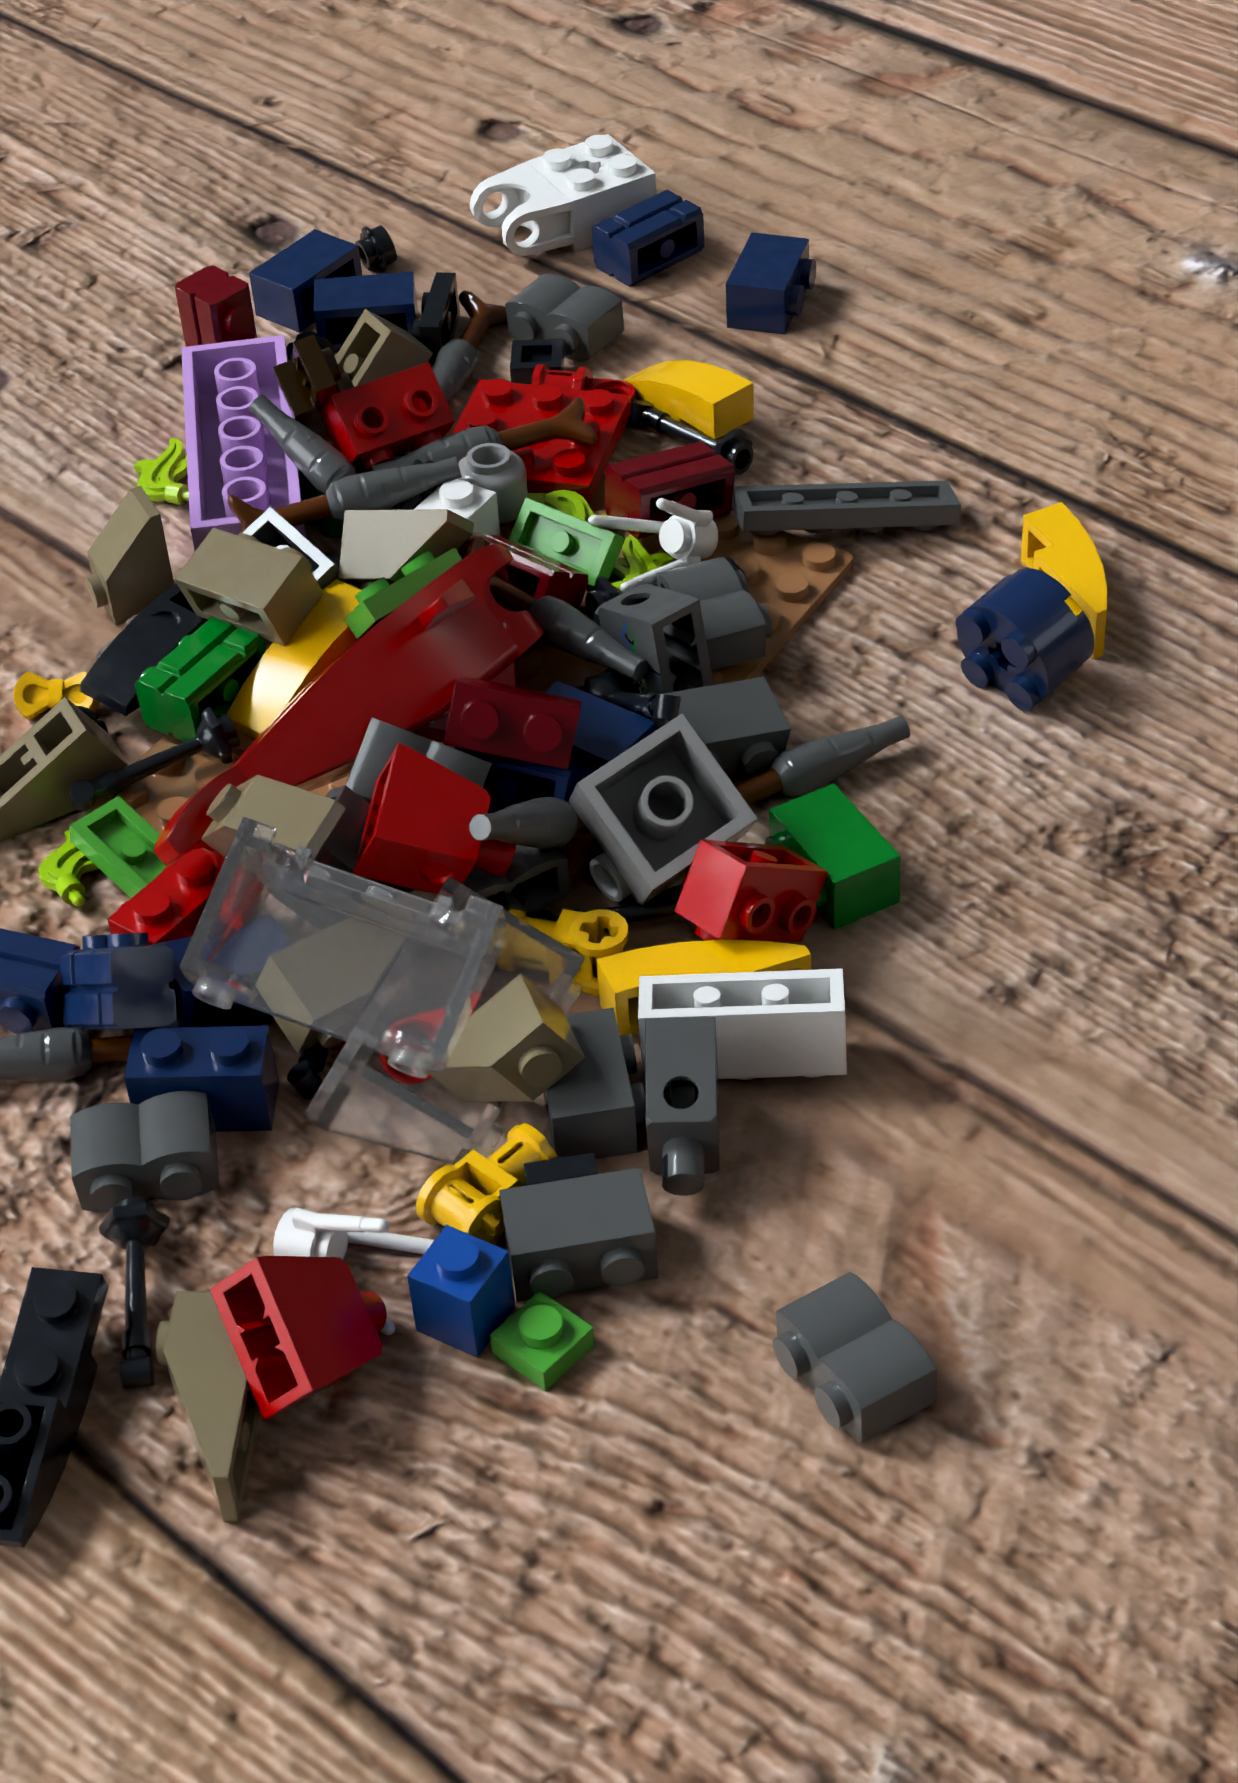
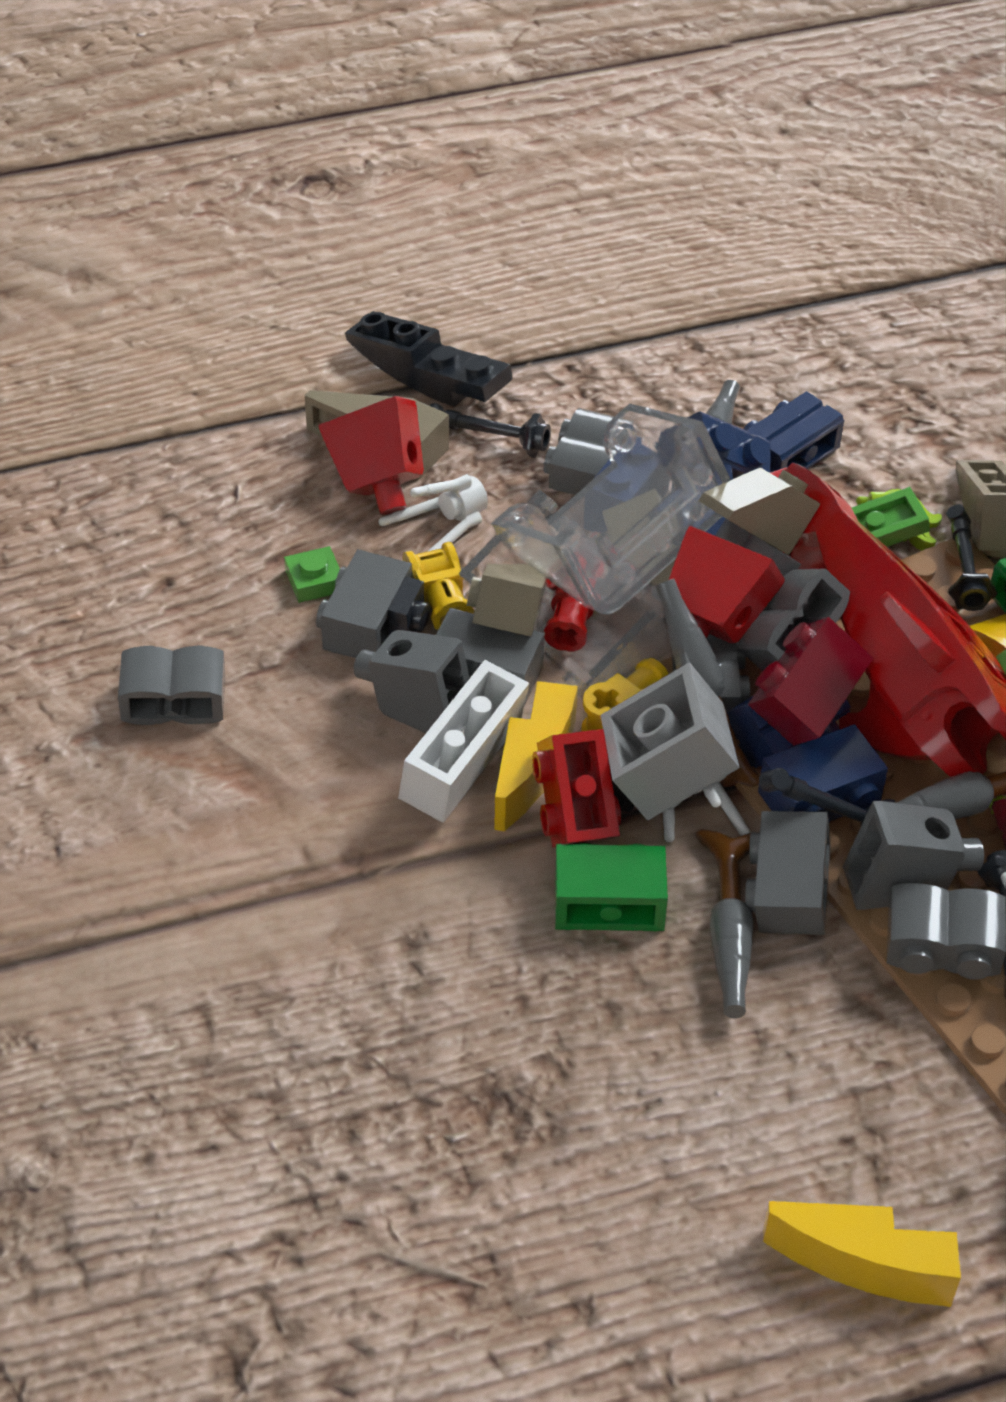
camera: 115 degrees right, 5 degrees up
(461, 1290) = (363, 527): blue brick -> none
(1023, 638) = (772, 1129): dark blue brick -> none

